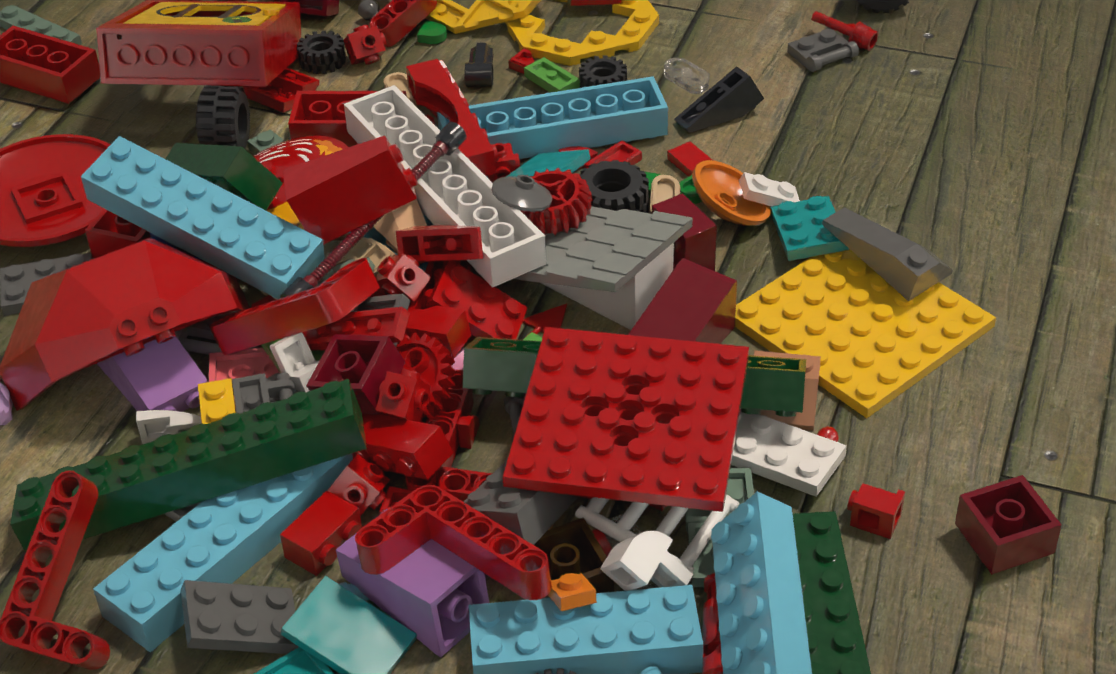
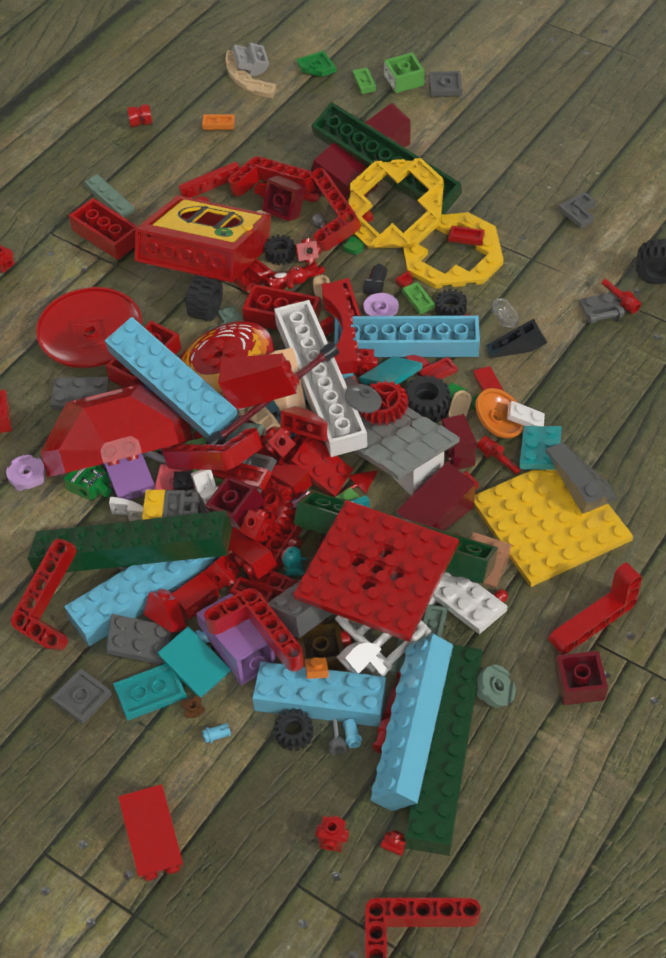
camera: 15 degrees right, 10 degrees up
(90, 399) = (88, 482): none -> green torso
(230, 169) = (189, 349): dark green brick -> none
(255, 364) = (183, 481): none -> black plate
(275, 562) = (165, 610): none -> red slope
(356, 76) = (295, 275): none -> red animal
(474, 448) = (292, 562): none -> teal animal
(497, 90) = (381, 305): none -> lavender dish
(730, 242) = (491, 448): none -> red piece
(875, 566) = (487, 690): none -> sand green plate
(876, 510) = (510, 650): red brick -> none
(1000, 422) = (600, 614): none -> red beam

